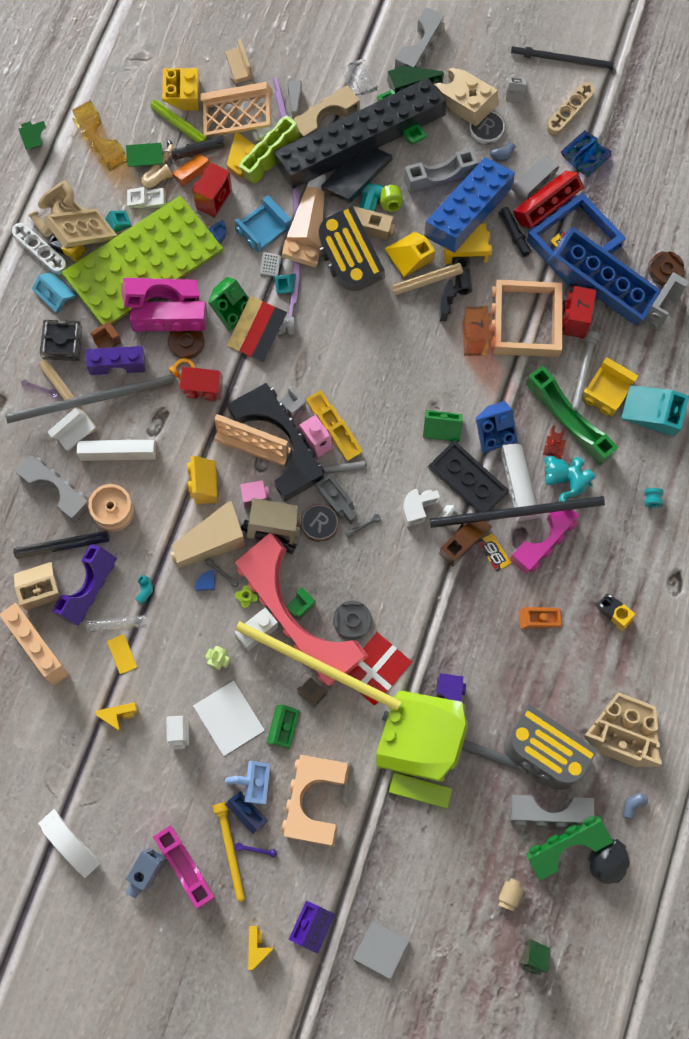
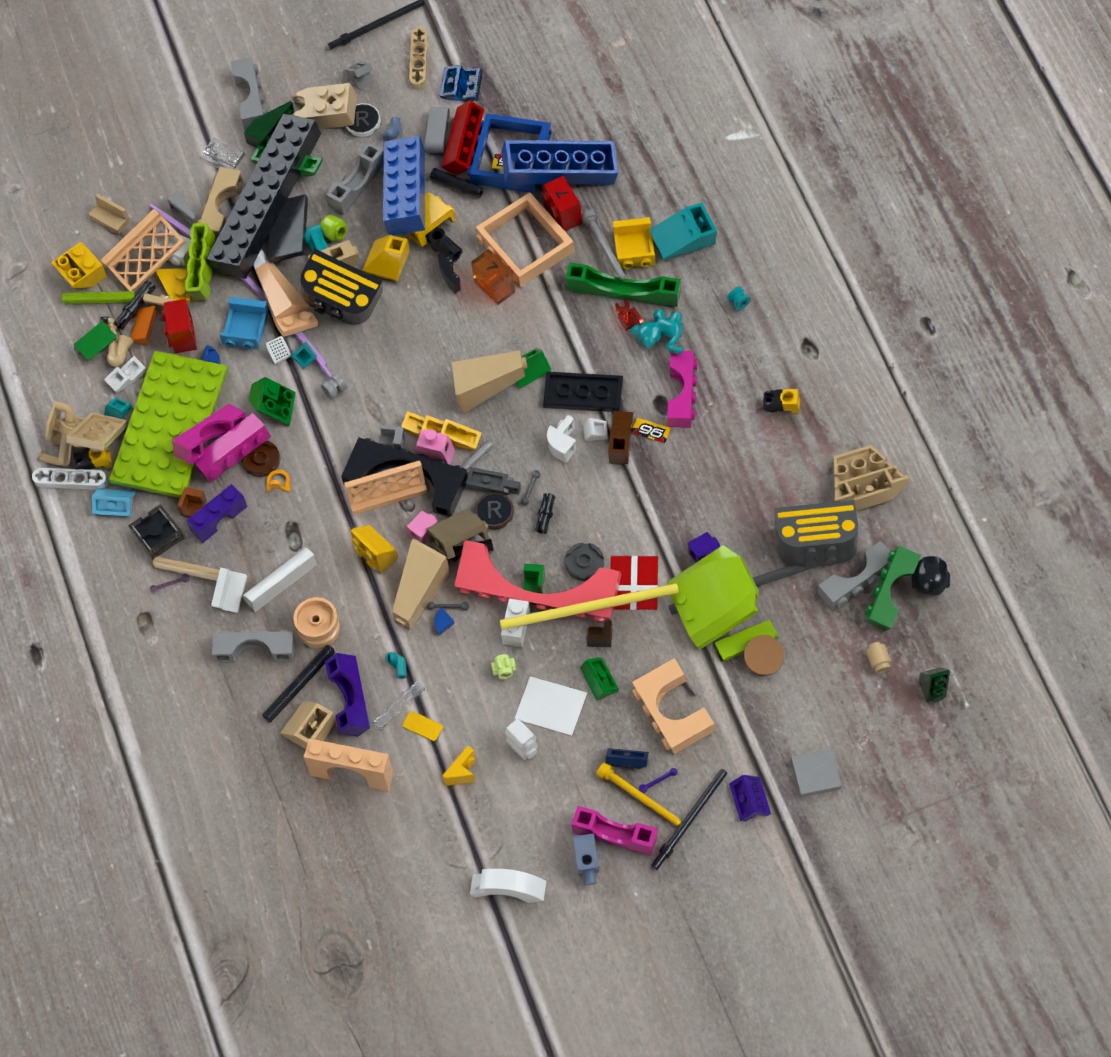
camera: 30 degrees left, 10 degrees down
(88, 399) = (221, 558): dark grey piece -> none
(109, 151) = (62, 361): clear yellow arch -> none
(201, 383) = (306, 476): red brick -> none
(211, 915) = (667, 849): none -> black bar
(218, 160) = (156, 301): none -> tan plate
(245, 602) = (487, 612): lime plate -> none
(255, 782) = (614, 730): light blue plate -> none
(256, 954) = (722, 847): yellow slope -> none
(257, 329) = (313, 404): sticker -> none
(355, 556) = (545, 513): none -> black pin
(398, 409) = (486, 376): none -> tan slope
(422, 816) = (763, 655): none -> medium nougat tile
(427, 279) = (419, 266): tan axle -> none
(496, 427) = (572, 335): blue slope -> none
(517, 512) = (644, 382): black piece -> none
(518, 478) = (625, 364): white brick -> none
(540, 618) = (727, 450): orange slope -> none
(633, 802) = (912, 526): sand blue arm -> none
(663, 266) = (601, 124): reddish brown tile -> none
(673, 290) = (622, 136): light grey window -> none

